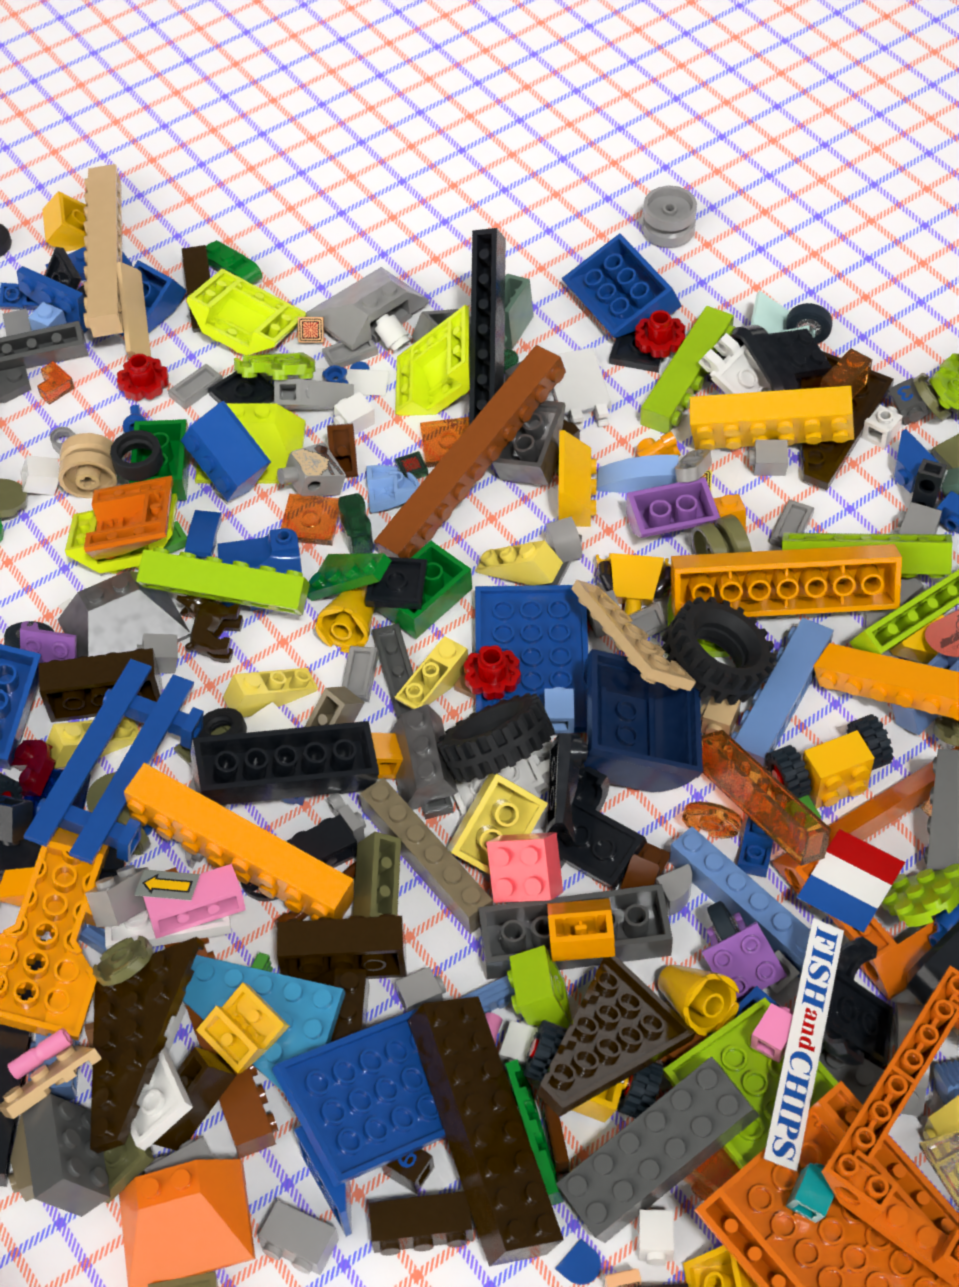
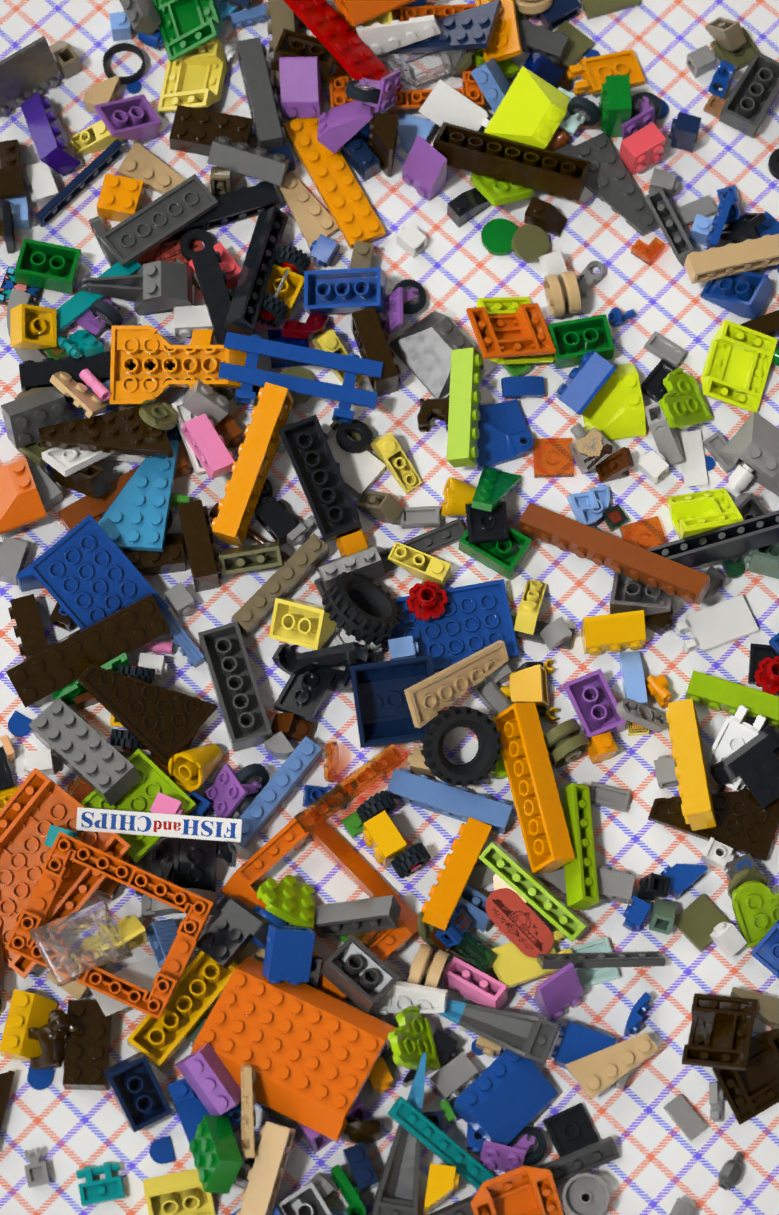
camera: 75 degrees right, 15 degrees up
(133, 310) = (717, 286): tan slope -> none
(134, 440) = (572, 309): black tyre -> none
(142, 377) = (663, 310): red plant -> none
(165, 650) = (411, 382): light grey brick -> none
(167, 885) = (211, 426): light grey sticker -> none
(242, 1028) = (126, 495): yellow slope -> none
(311, 329) = (735, 418): tile -> none
(335, 372) = (692, 441): blue plate -> none
(356, 524) = (551, 487): clear green brick -> none
(525, 867) = (268, 644): coral brick -> none
(539, 988) = (186, 669): lime slope -> none
(581, 930) = (225, 682): light orange slope -> none
(851, 371) = (746, 819): clear orange piece -> none
(851, 880) = (293, 852): sticker -> none

